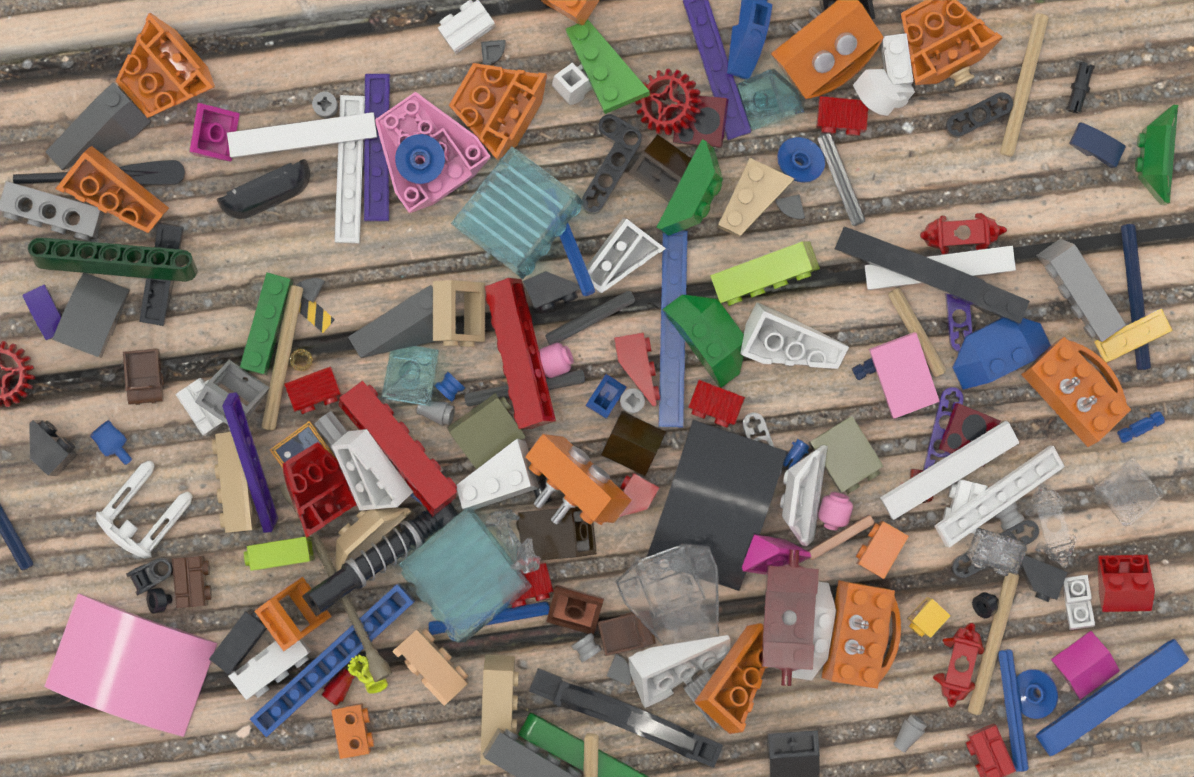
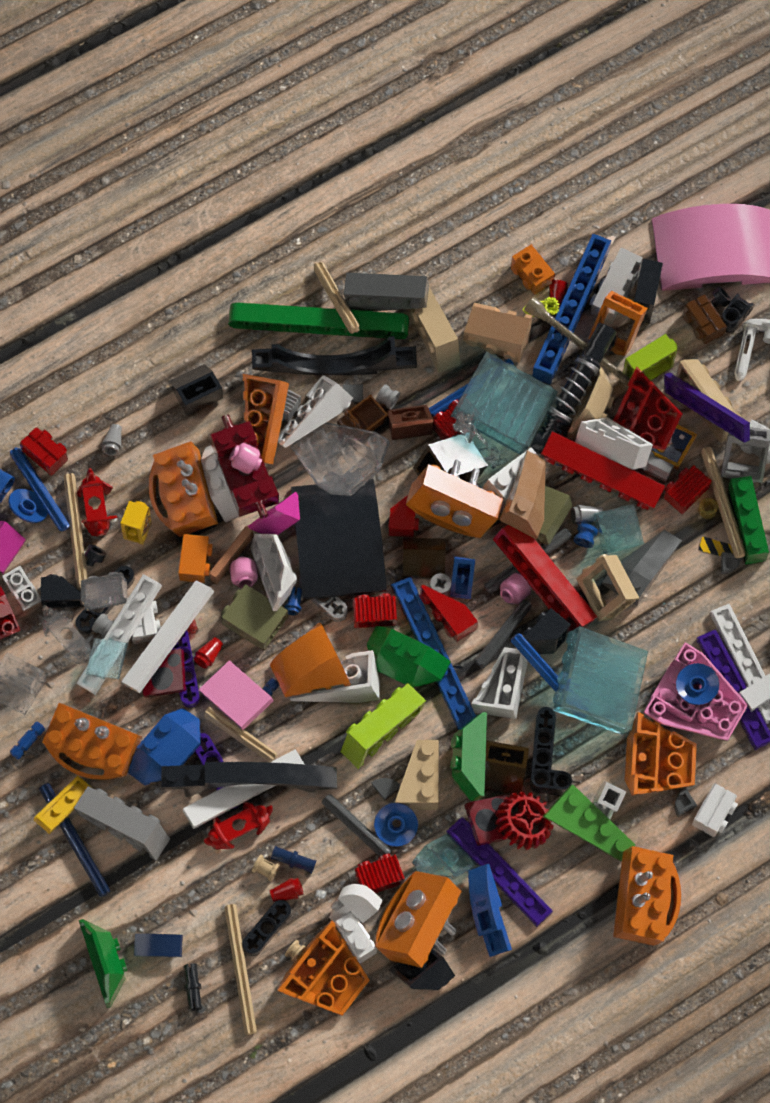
camera: 150 degrees right, 20 degrees down
(500, 444) = (527, 497): none -> medium nougat wedge
(786, 624) = (245, 458): none -> bright pink head
(813, 373) = (308, 664): none -> orange wedge
(911, 437) = (207, 654): none -> red cone
(921, 172) = (293, 859): none -> dark blue pin
(942, 142) = (287, 890): none -> red cone
(954, 175) = (265, 868): none -> tan bush
(1025, 473) = (106, 658): none -> clear light blue piece

